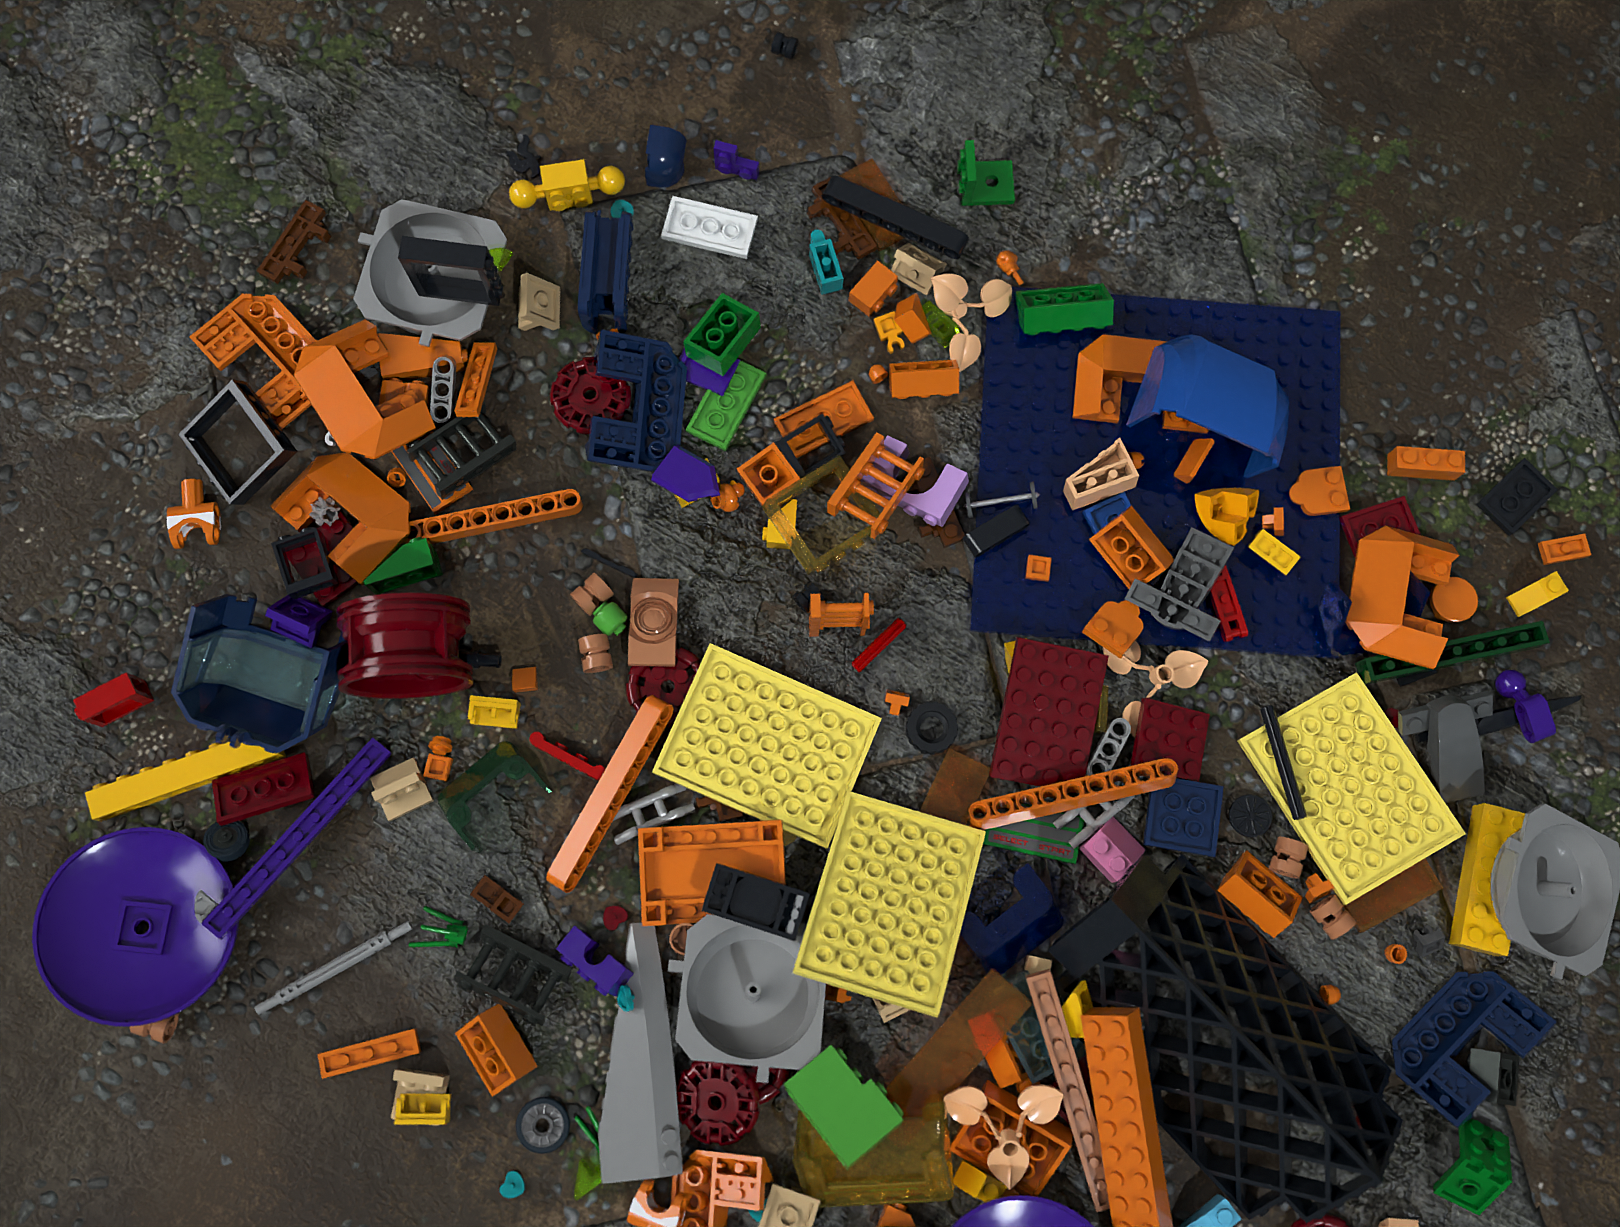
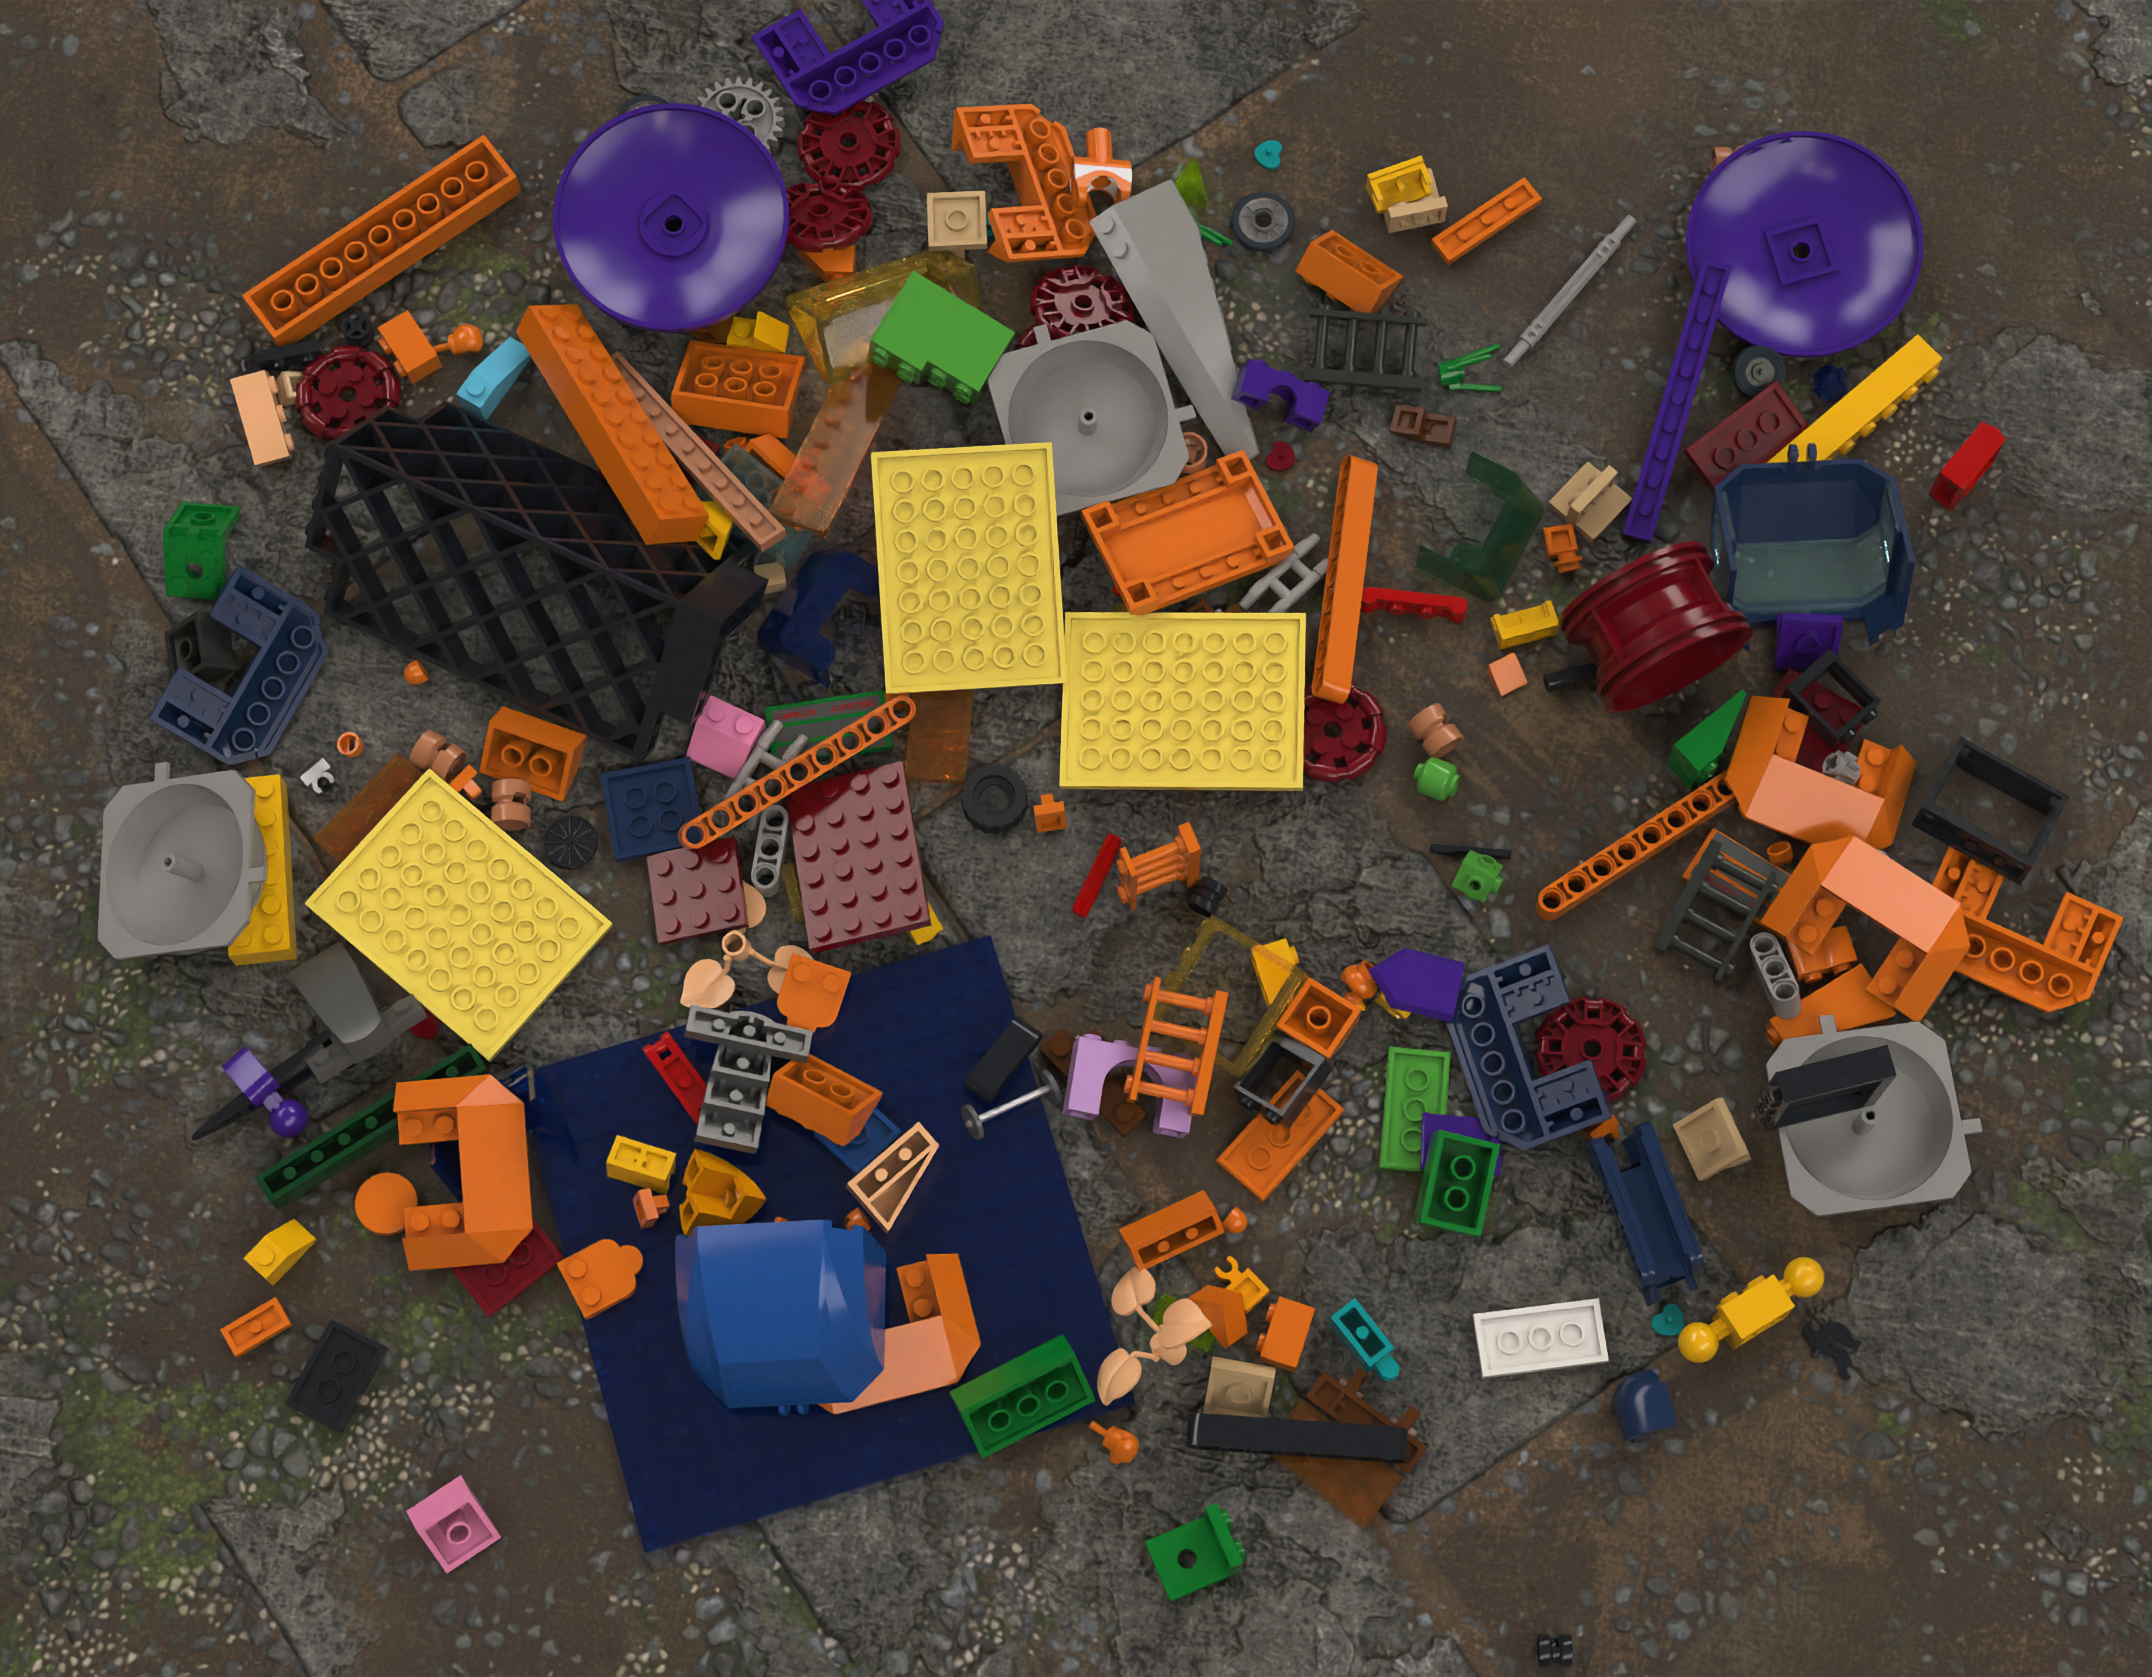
camera: 165 degrees right, 5 degrees down
(177, 809) = (1831, 383): none -> clear blue gear
(193, 515) = (1999, 714): orange connector -> none
(203, 906) = (1739, 288): light grey tile -> none
(282, 257) = (2069, 1126): reddish brown hinge -> none
(476, 380) = (1741, 1004): orange plate -> none
(501, 257) = (1789, 1161): clear neon green tile -> none
(591, 594) = (1471, 801): nougat wheel -> none
(613, 537) = (1478, 876): none -> bright green brick
(625, 999) = (1228, 365): teal piece -> none
(653, 622) = (1383, 796): nougat slope -> none
(728, 162) = (1558, 1435): dark purple plate -> none
(755, 901) = (1124, 509): black slope -> none
(1010, 1158) = (742, 362): light nougat plant -> none
(1038, 568) = (933, 1037): orange tile -> none
(1283, 762) = (551, 909): black axle -> none
(1425, 463) = (470, 1372): orange brick -> none
(1463, 373) = (453, 1524): none -> bright pink slope

